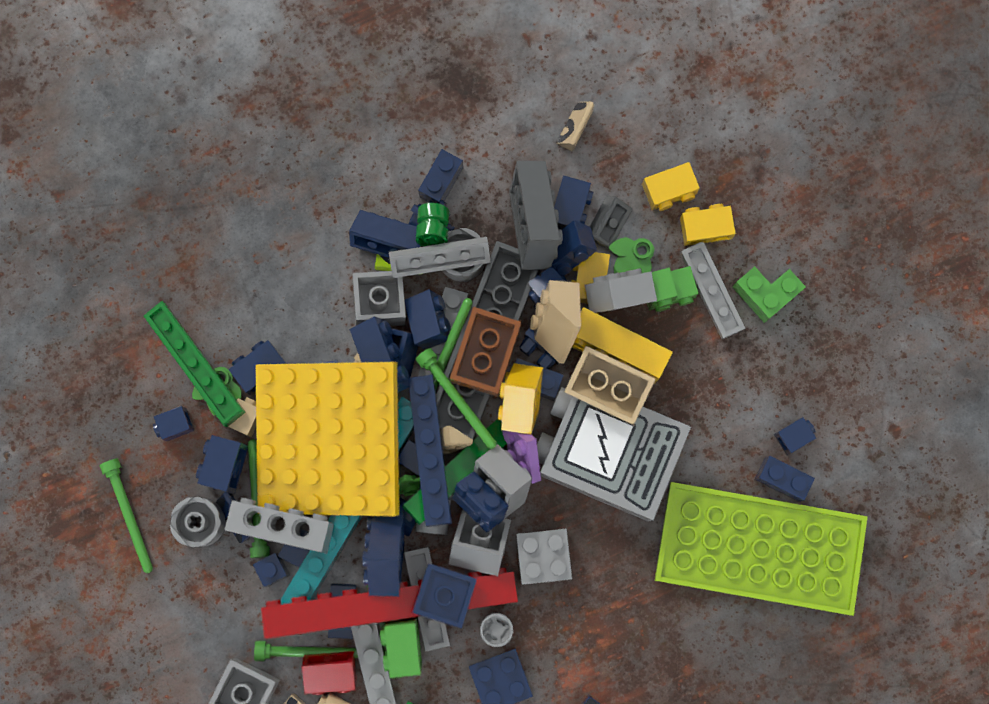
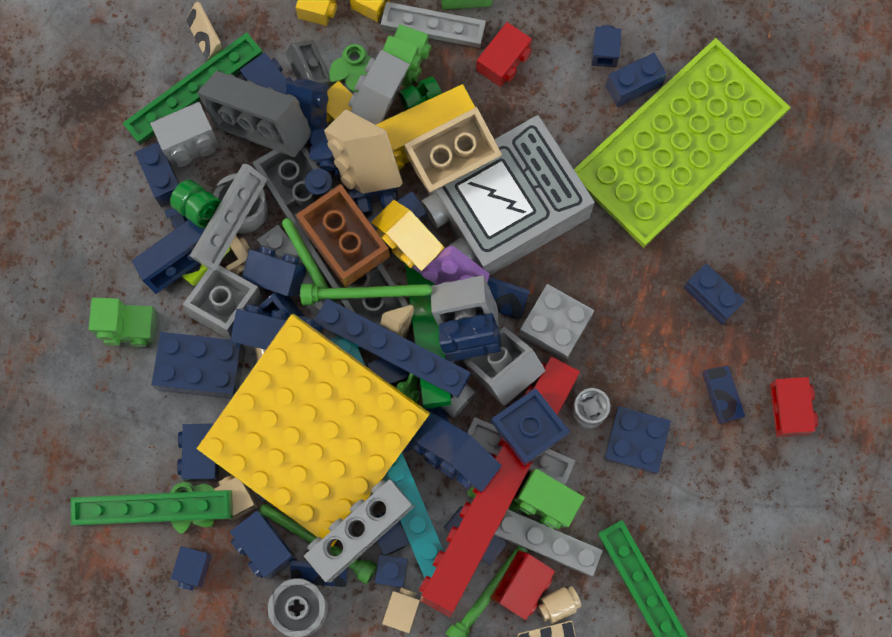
camera: 55 degrees left, 5 degrees down
(248, 597) = (401, 610): none -> tan brick
(307, 234) = (117, 322): none -> bright green brick
(319, 317) = (198, 365): none -> dark blue brick
(426, 282) = (241, 250): none -> tan bracket
(482, 175) = (185, 135): none -> light grey brick
(516, 301) = (318, 182): none -> dark blue plate
(524, 149) = (185, 93): none -> green plate
(536, 505) = (508, 297): none -> dark blue slope
(641, 318) = (413, 96): none -> green wheel
(655, 661) = (714, 293): none -> dark blue brick
(728, 362) = (504, 54): none -> red brick

